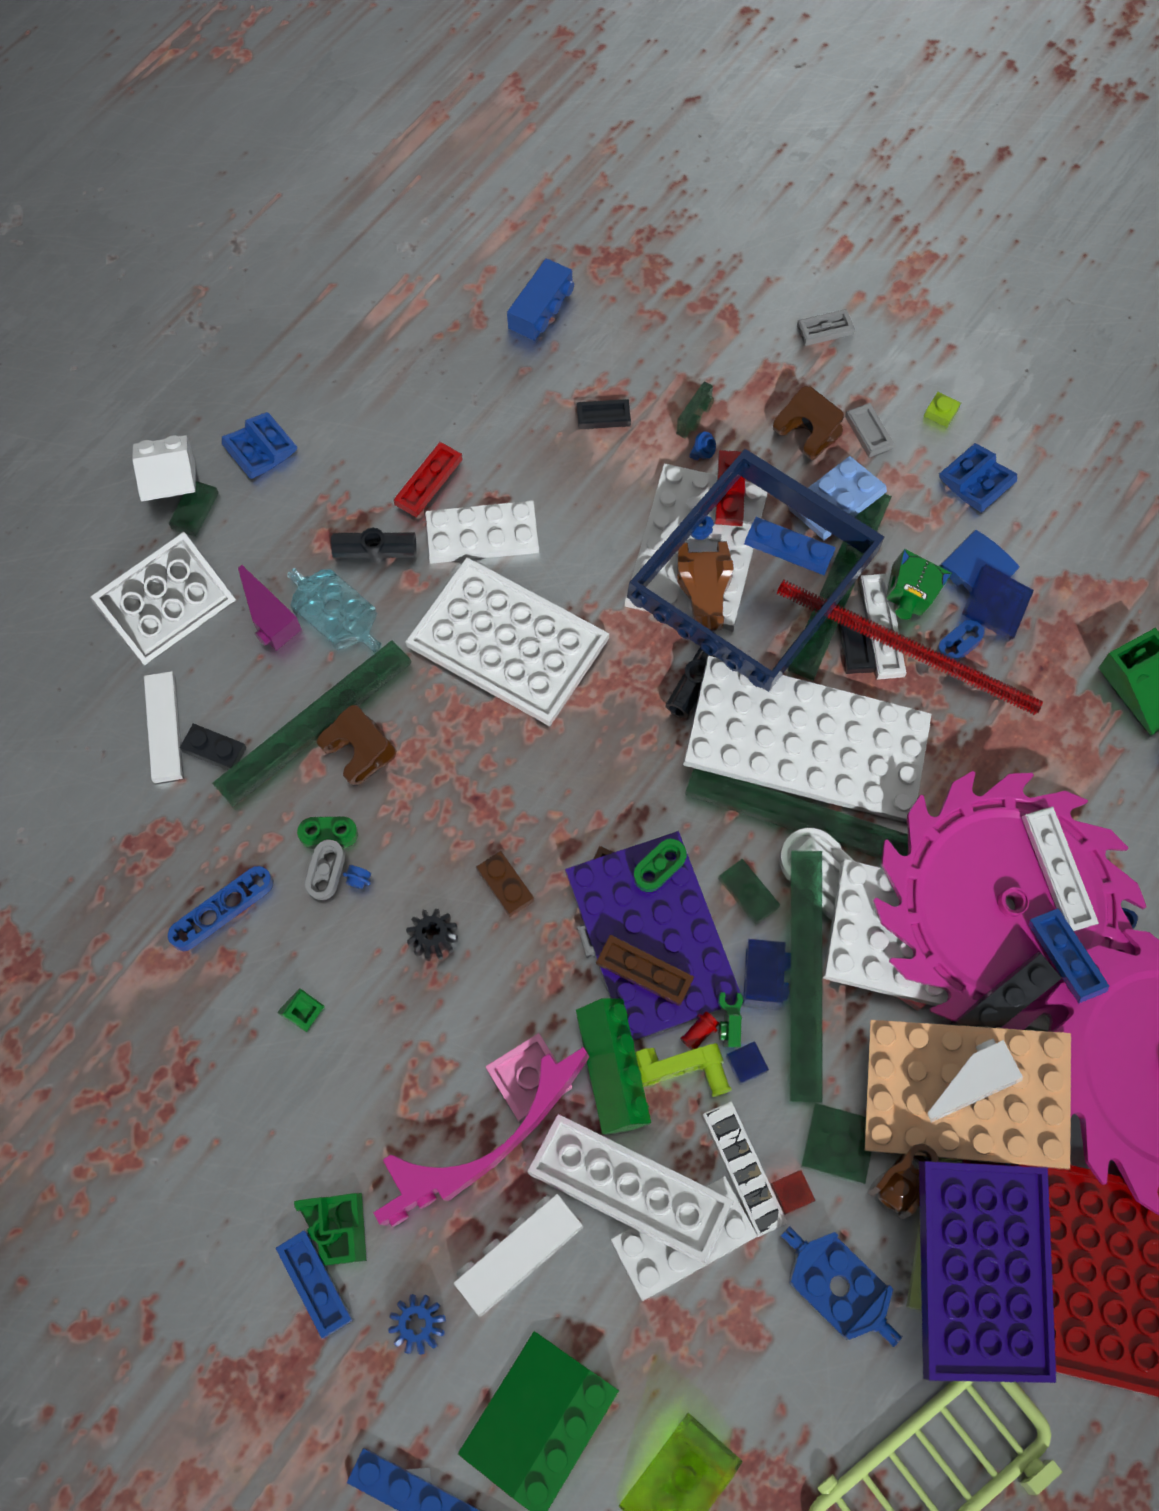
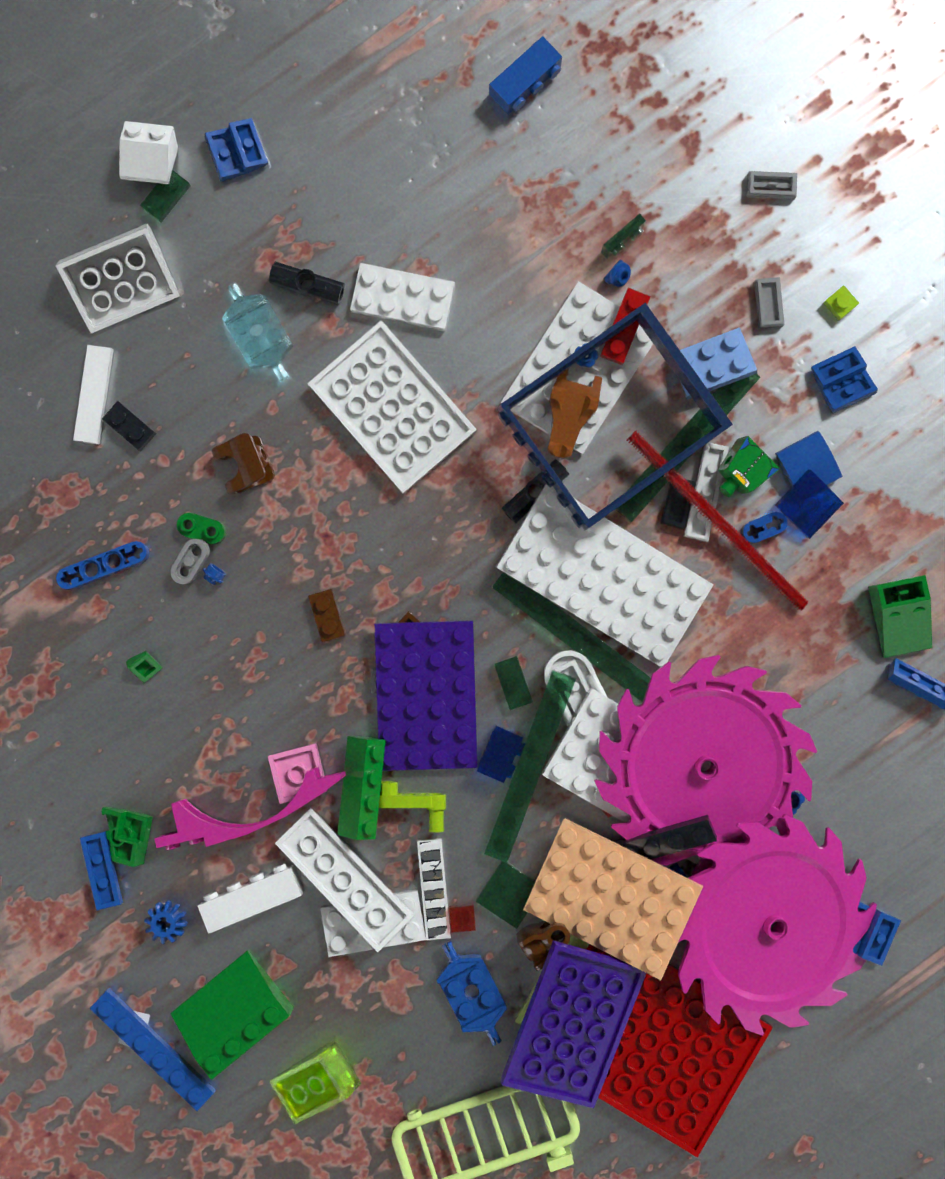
camera: 20 degrees right, 20 degrees up
(270, 616) = (200, 320): magenta slope -> none
(310, 723) = (213, 430): clear green plate -> none
(428, 479) = (371, 232): red plate -> none
(438, 942) = (256, 632): black gear -> none
(603, 414) = (543, 212): black tile -> none
(644, 970) = (407, 726): reddish brown plate -> none
(659, 866) = (446, 647): green plate -> none
(700, 1030) = (436, 779): red pin -> none
(730, 1028) = (458, 787): green plate -> none
(747, 1063) = (464, 813): clear blue plate -> none
(790, 545) = (647, 411): blue plate -> none
(817, 415) = (727, 277): reddish brown piece -> none
(981, 1076) = (627, 896): white slope -> none
(1059, 868) = (754, 754): white tile -> none
(1069, 955) = (729, 825): blue plate -> none

